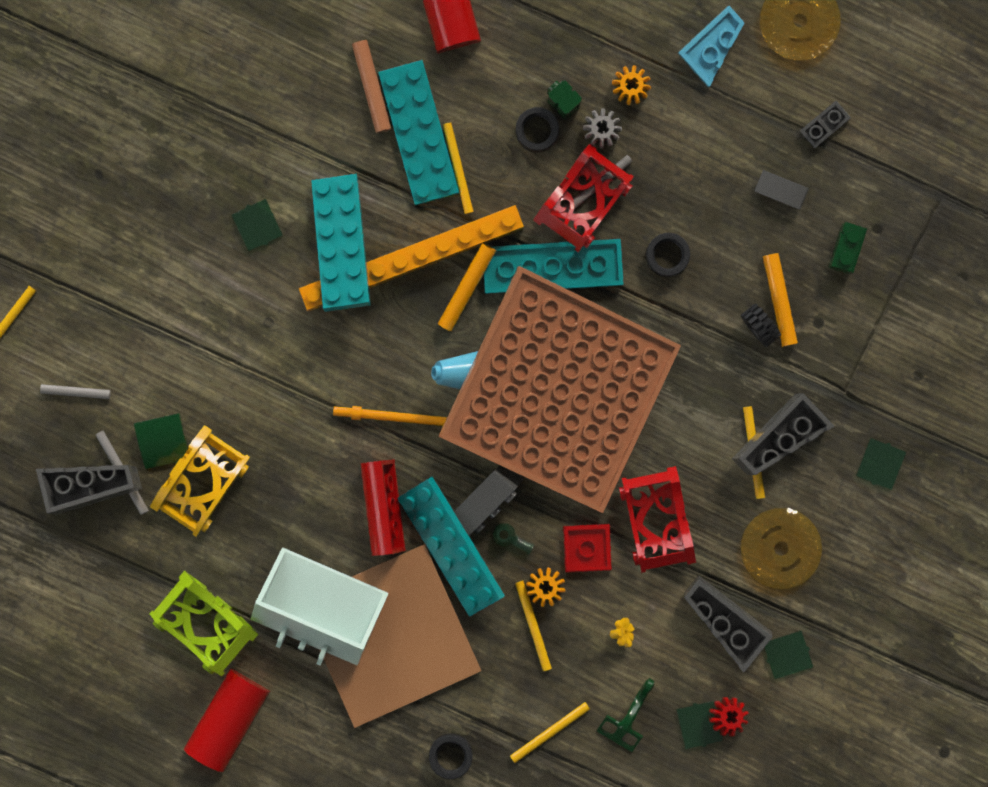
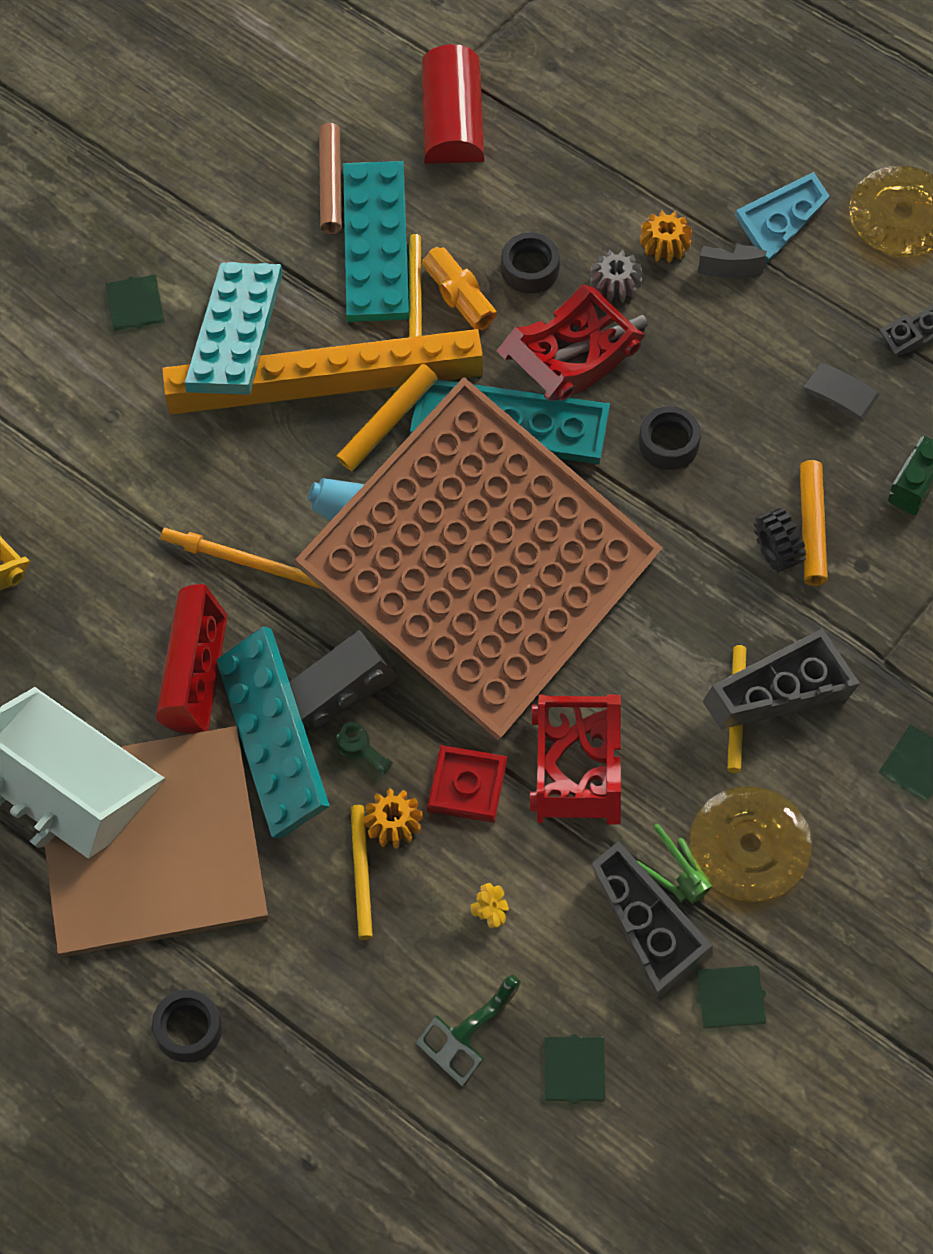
camera: 10 degrees right, 25 degrees down
(490, 163) = (459, 288): none -> light orange piece
(550, 732) = (345, 1028): yellow bar -> none
(563, 99) = (574, 228): dark green brick -> none
(691, 94) = (744, 261): none -> dark grey slope
(721, 715) = (618, 1072): red gear -> none
(749, 586) = (691, 882): none -> bright green plant

